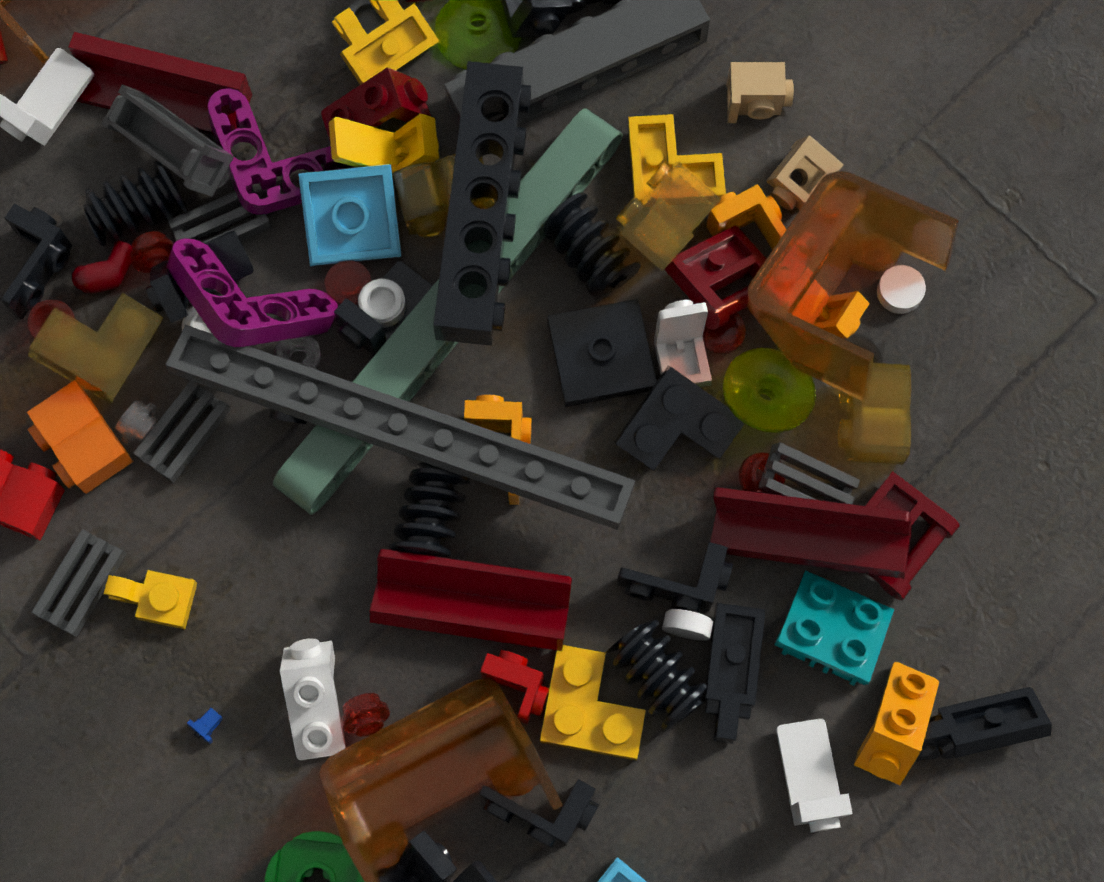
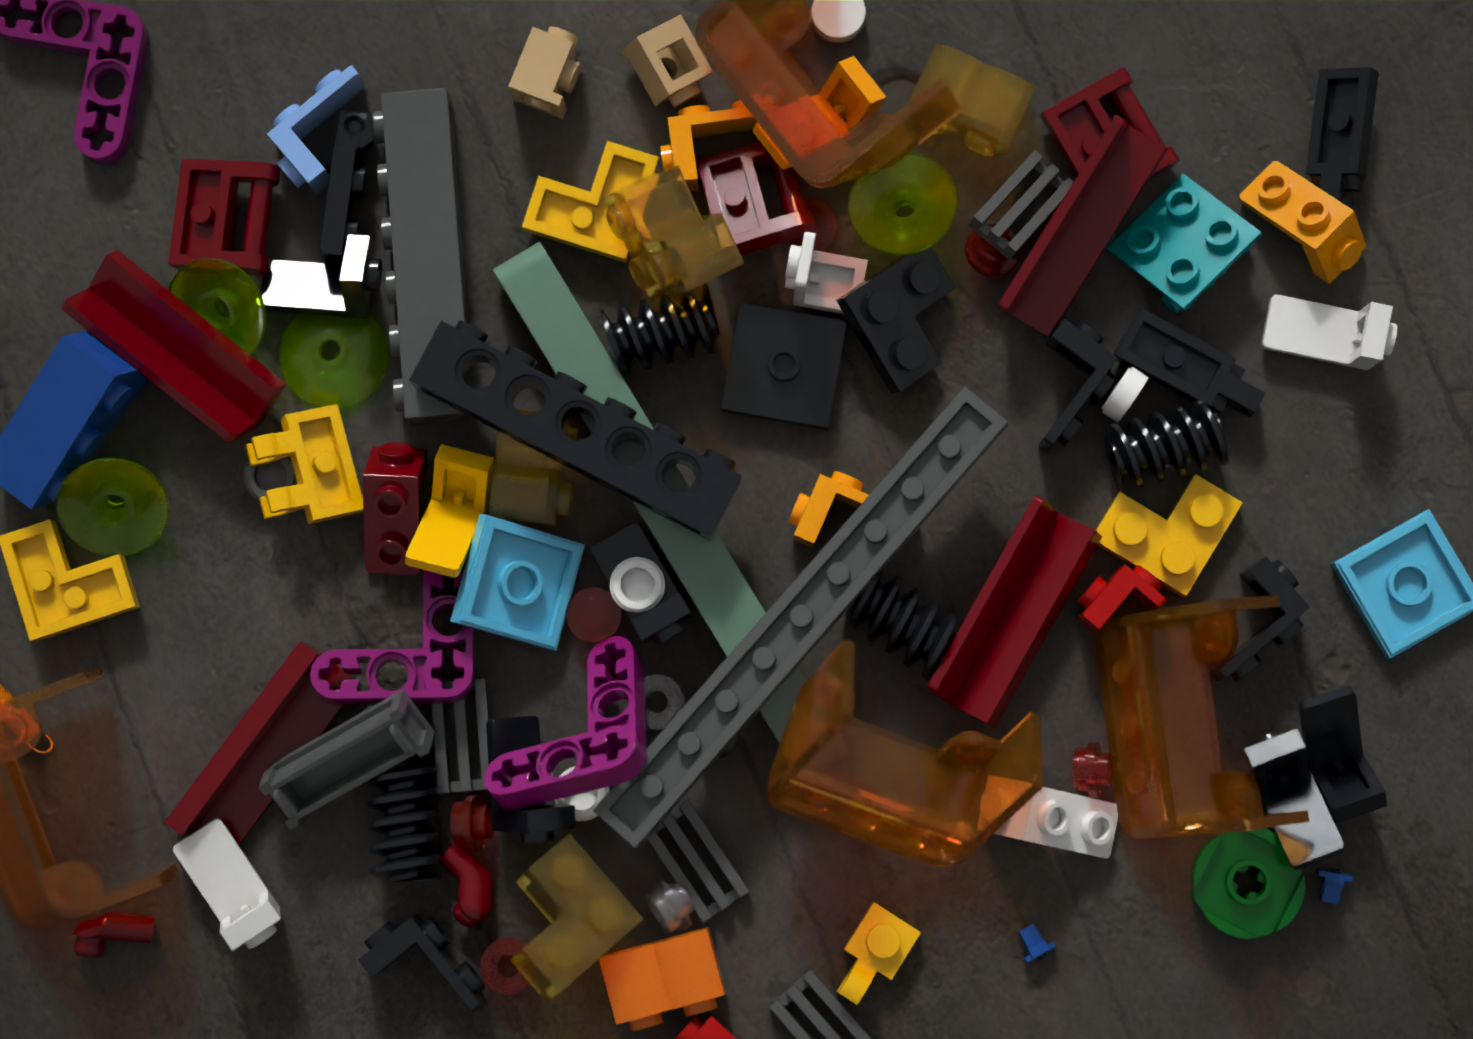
camera: 65 degrees left, 10 degrees up
(291, 547) = (892, 787): none -> clear orange windscreen

